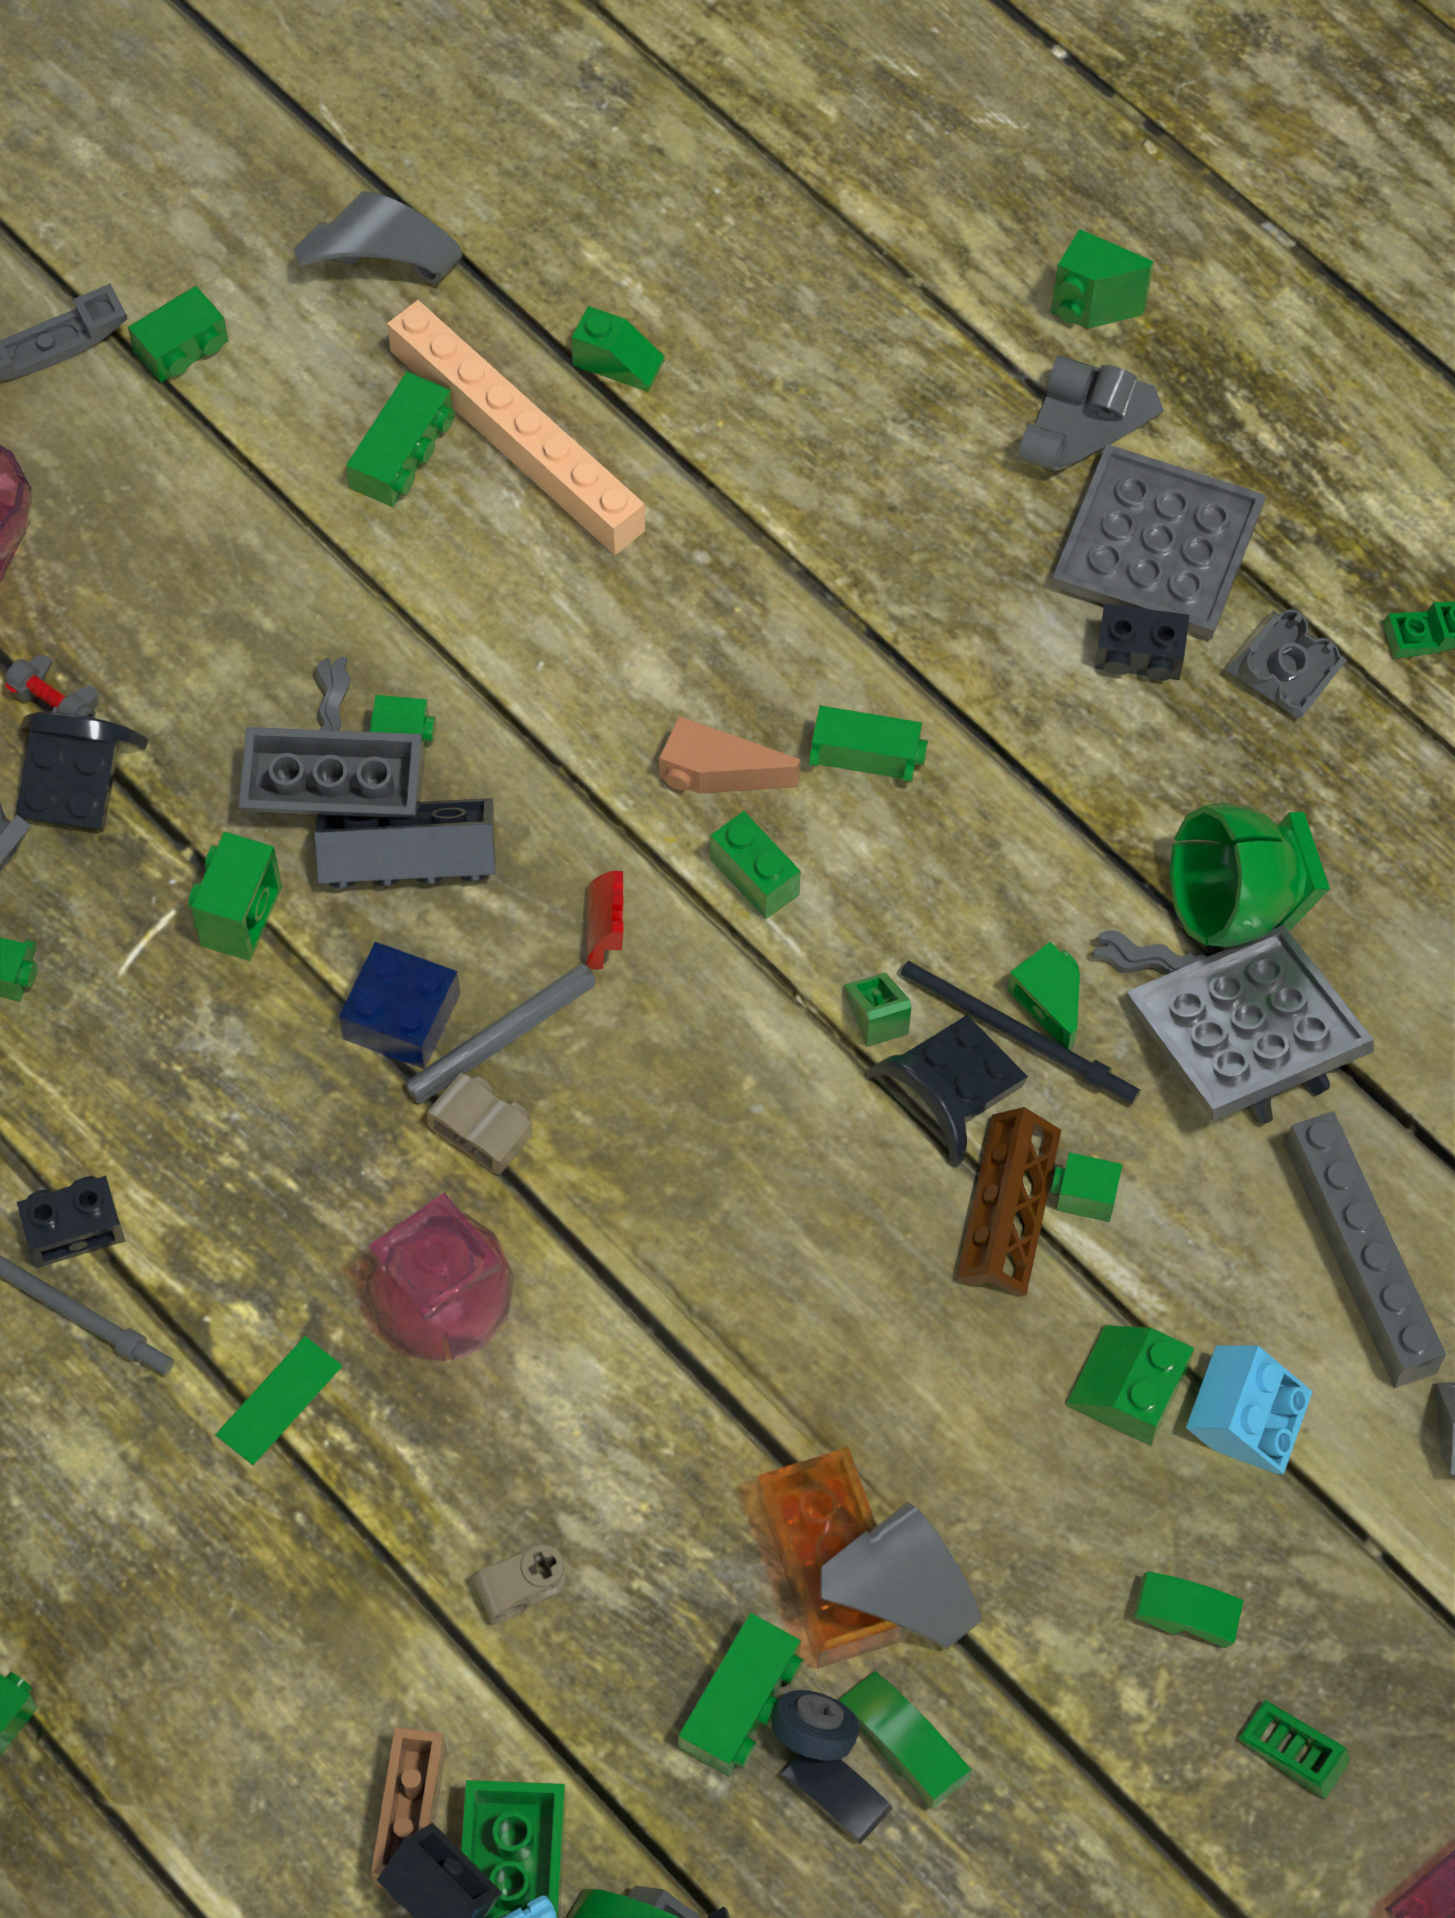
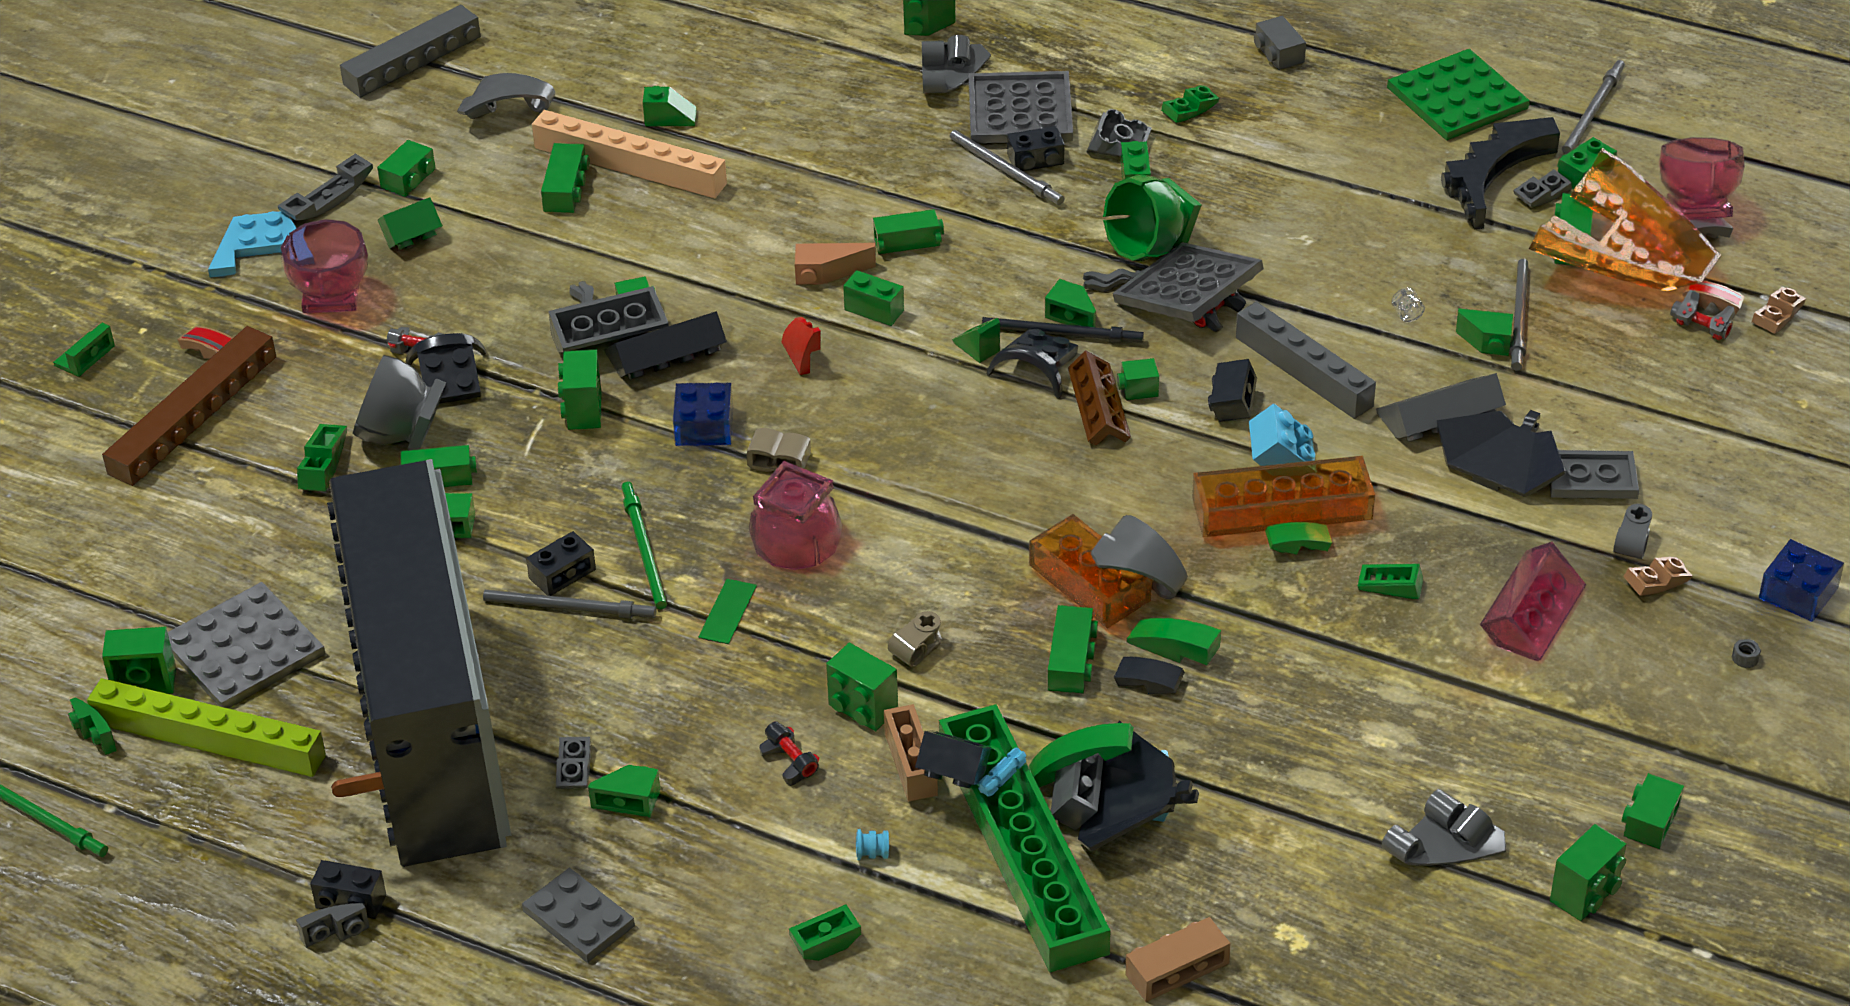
camera: 20 degrees left, 20 degrees down
(132, 456) = (410, 223): none -> green brick
(224, 1143) = (633, 507): none -> green bar
(242, 1695) = (782, 740): none -> black piece
(284, 91) = (410, 50): none -> dark grey brick
(389, 1653) = (861, 686): none -> green brick
(500, 1033) = (767, 413): dark grey axle -> none
(815, 1725) = (1121, 644): black wheel -> none
(1116, 722) = (1040, 187): none -> flat silver bar
(1131, 1380) = (1210, 447): green slope -> none
(1198, 1524) = (1283, 493): none -> clear orange brick
(1219, 1272) = (1233, 390): none -> black brick
(1277, 746) = (1134, 159): none -> green brick

